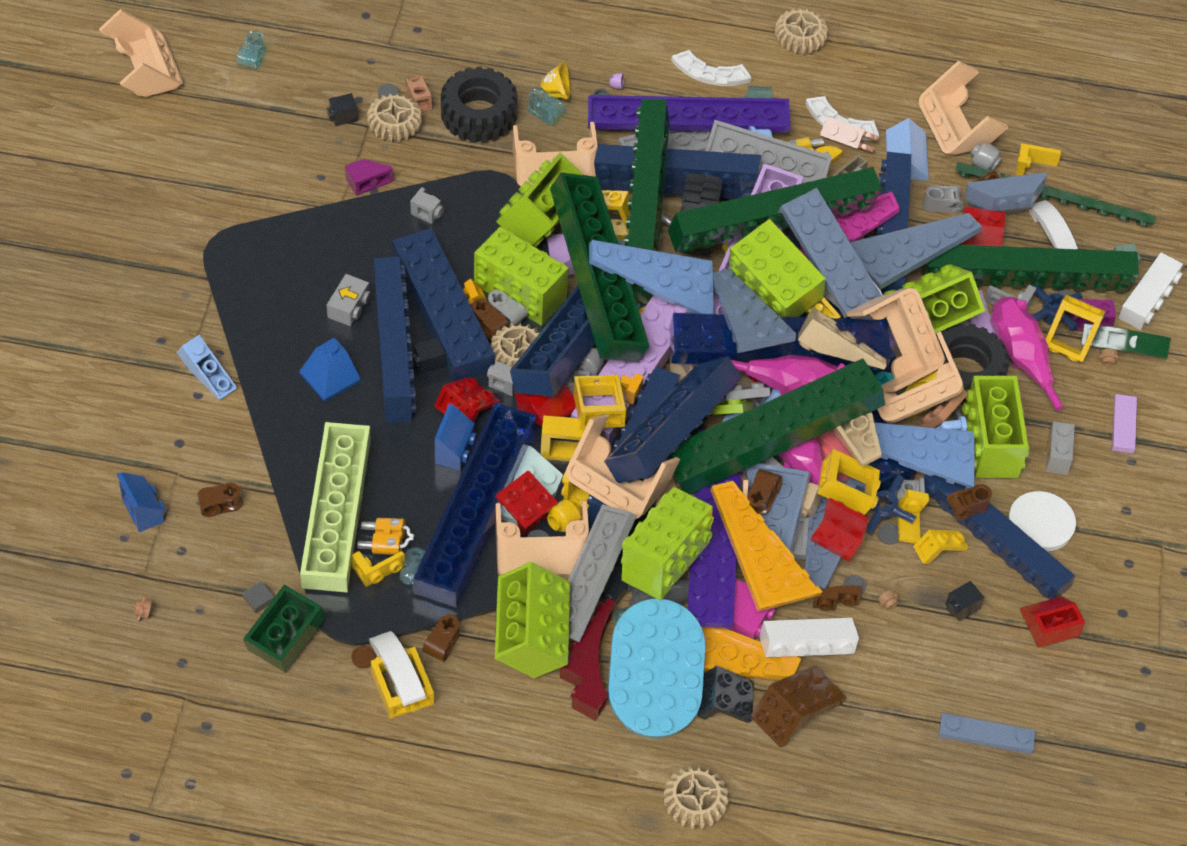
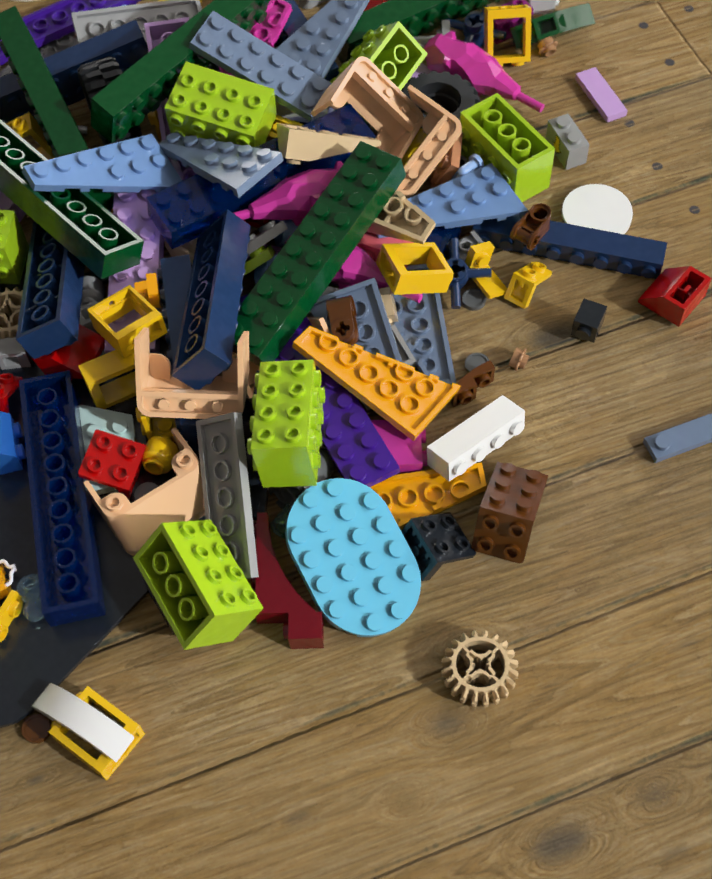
camera: 25 degrees left, 5 degrees up
(442, 638) = (111, 661): reddish brown piece -> none
(841, 530) = (436, 317): red bracket -> none

